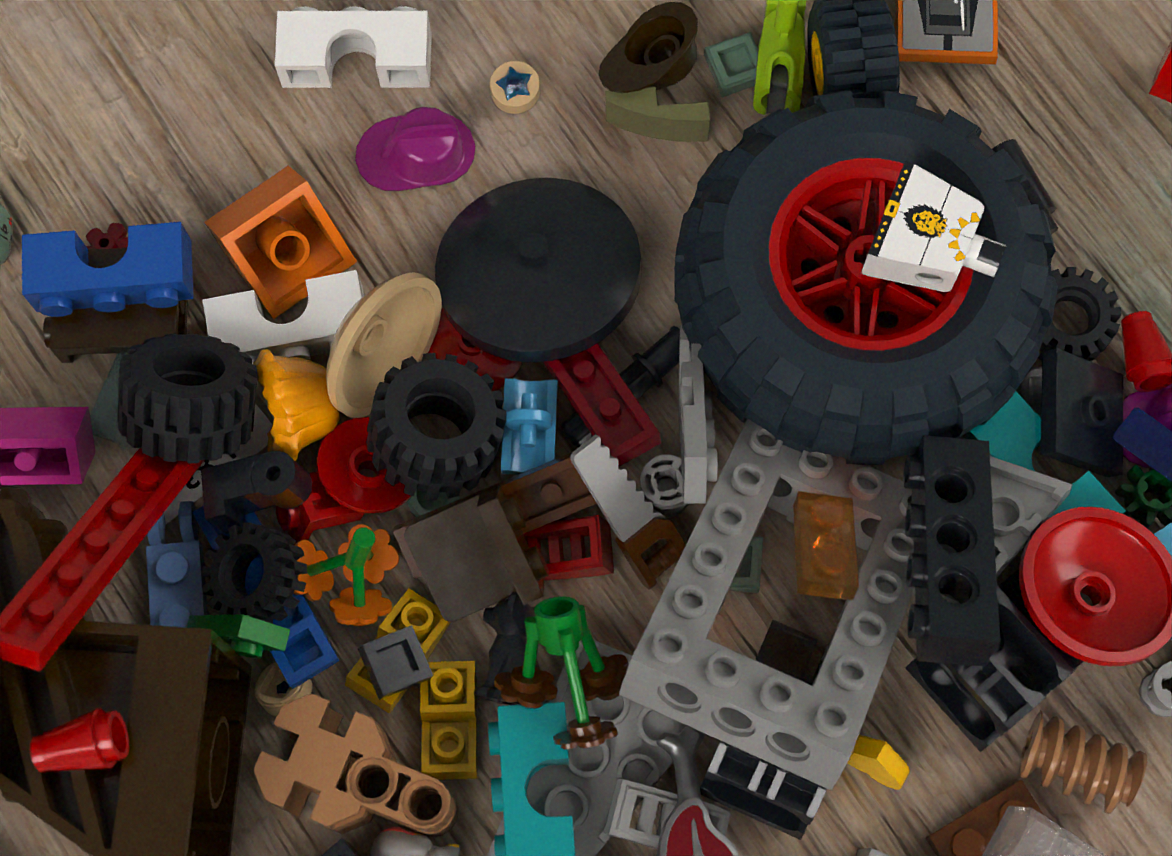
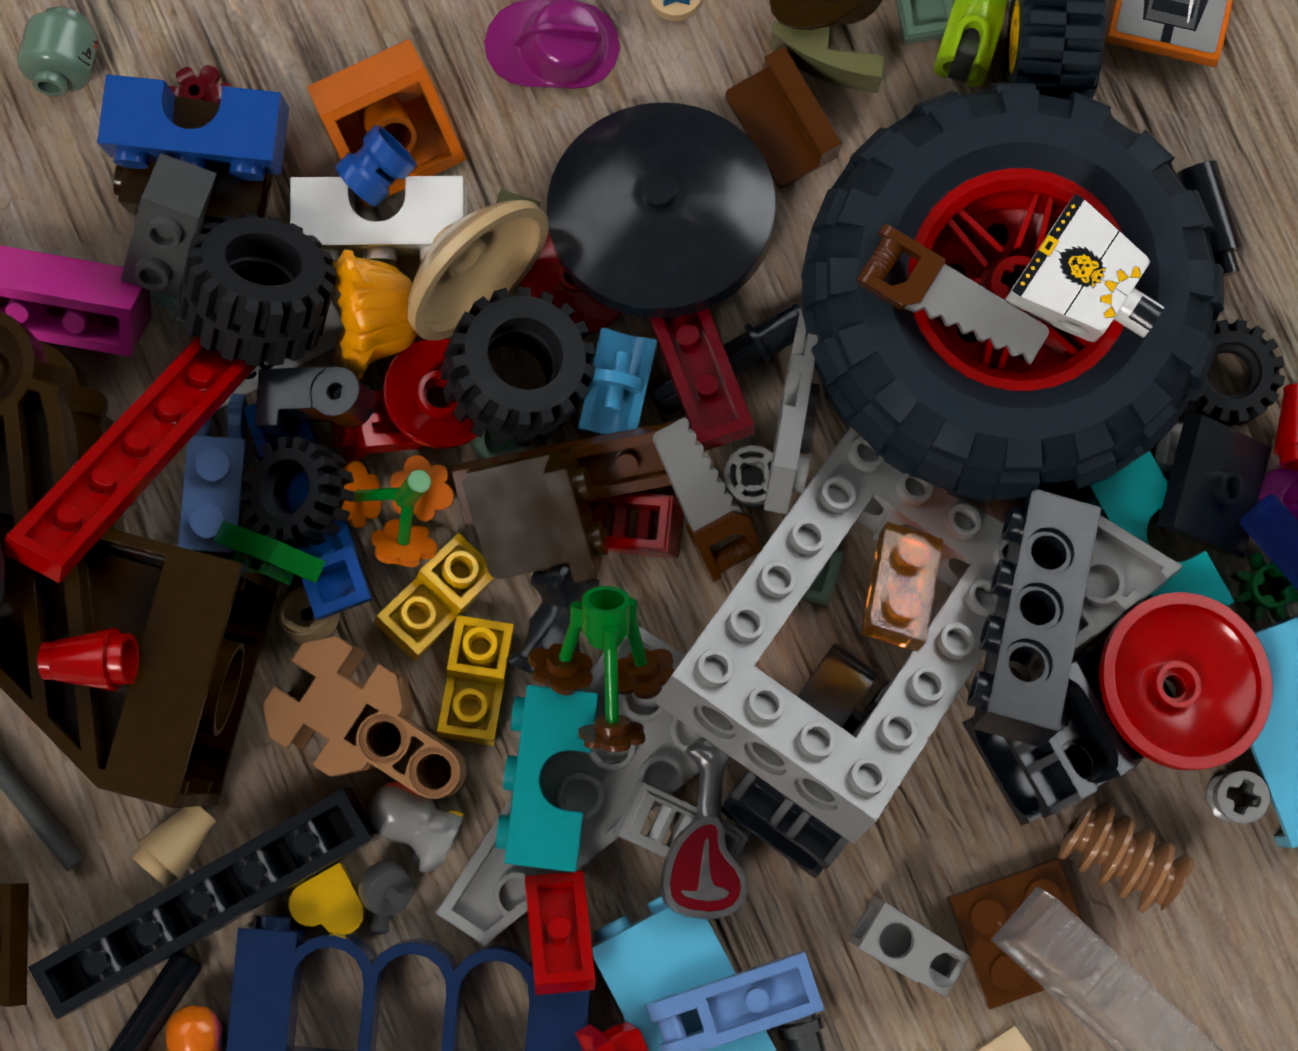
camera: 10 degrees right, 10 degrees up
(96, 344) = (166, 223): none -> dark grey brick
(277, 274) = (375, 166): none -> blue wheel
(395, 662) = (429, 614): black plate -> none
(632, 174) = (784, 119): none -> reddish brown panel
(812, 275) = (949, 296): none -> light grey piece
(879, 762) = (916, 813): yellow tile -> none

